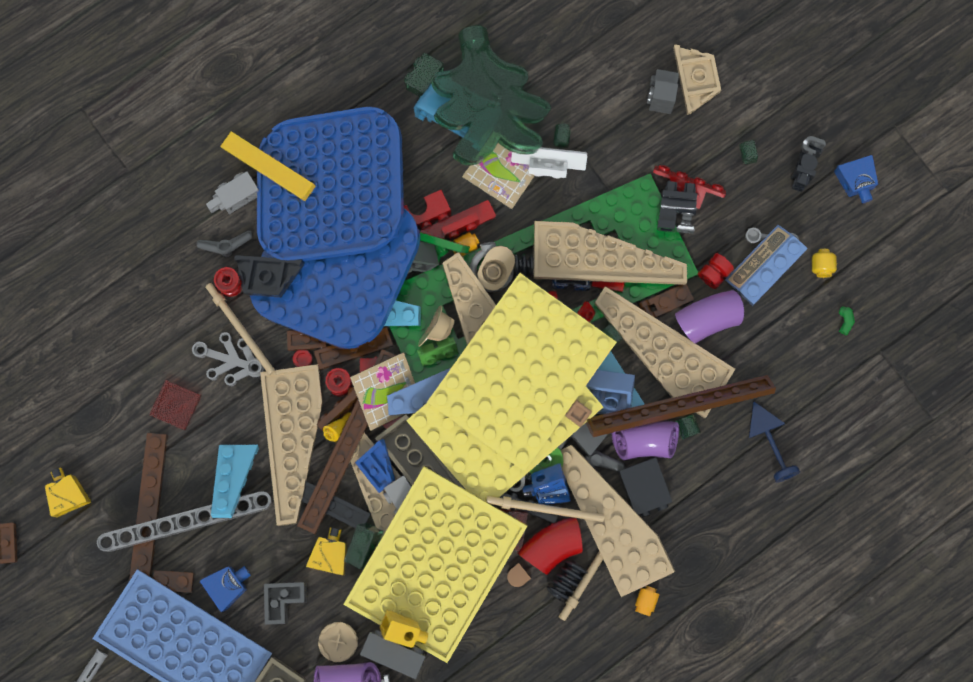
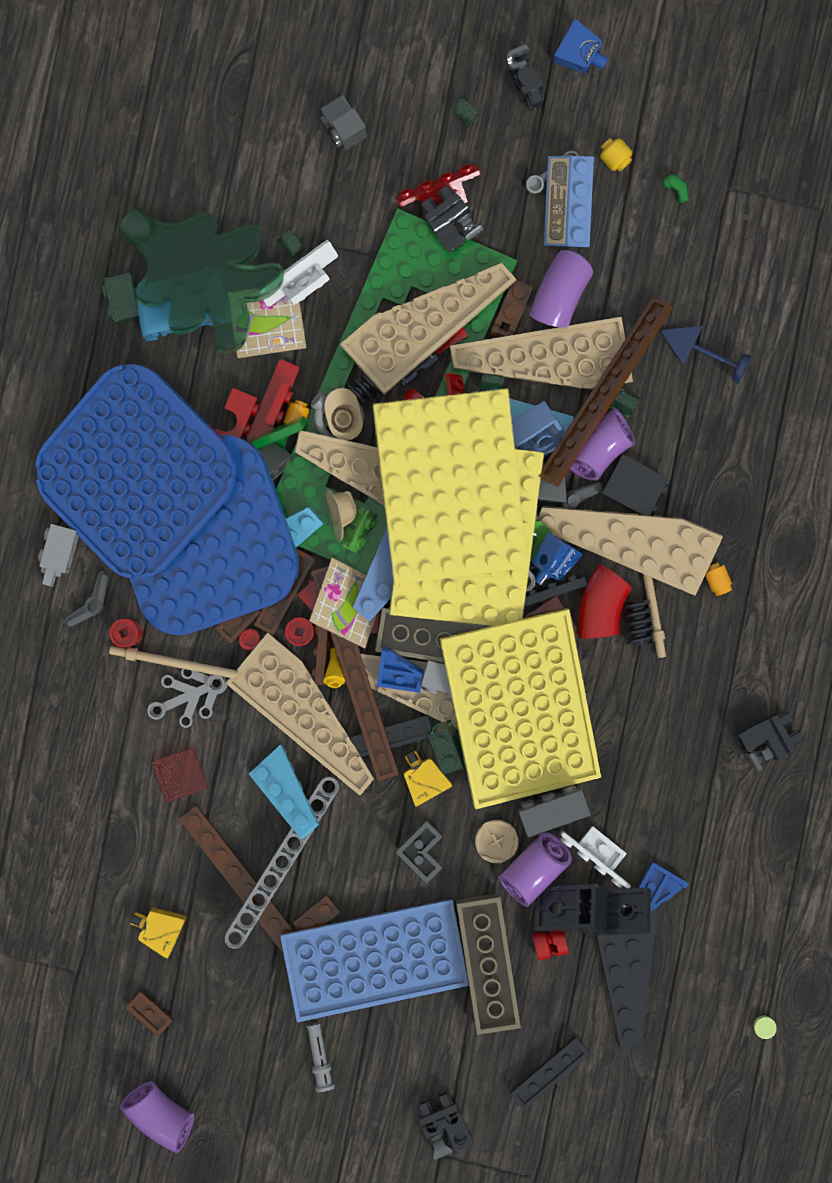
camera: 40 degrees left, 10 degrees up
(226, 586) = (364, 881): blue torso -> none
(266, 275) = (154, 598): black wing -> none
(268, 166) = (65, 503): yellow tile -> none
(402, 630) = (542, 786): yellow torso -> none
(507, 503) = (536, 604): tan bar -> none
(517, 576) = (594, 655): medium nougat tile -> none
(578, 413) = (529, 478): medium nougat tile -> none
(697, 77) = (360, 82): tan wing -> none
(715, 271) = (530, 245): red wheel -> none

